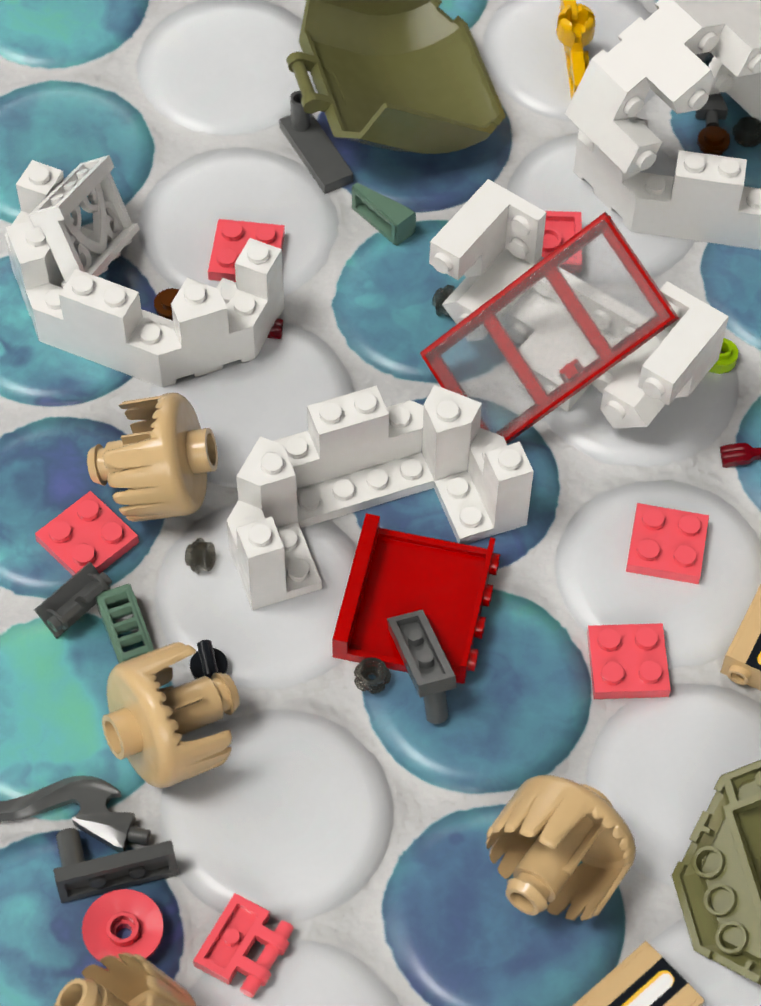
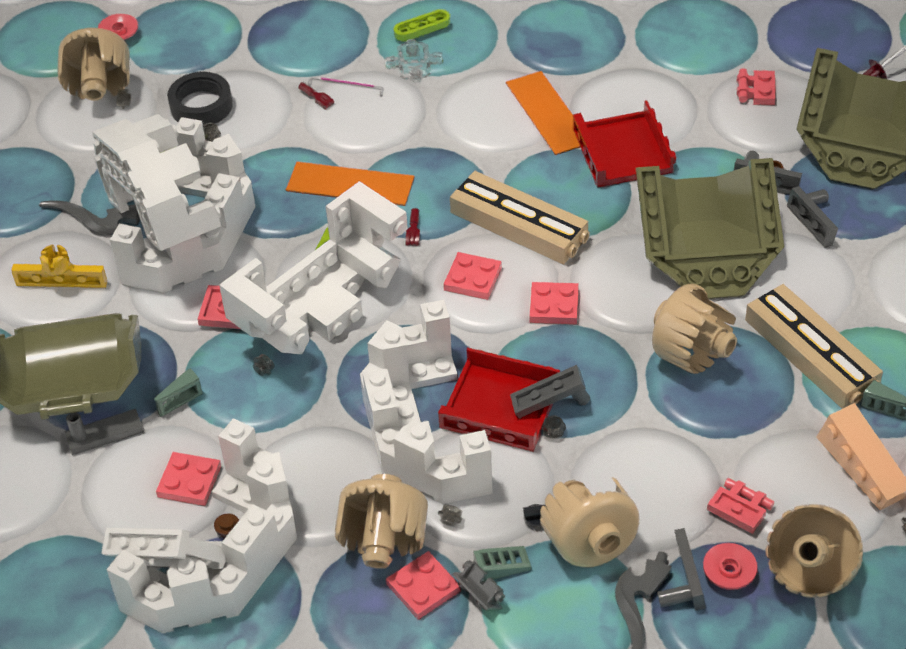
camera: 80 degrees left, 10 degrees down
(552, 330) = (332, 285): clear door -> none

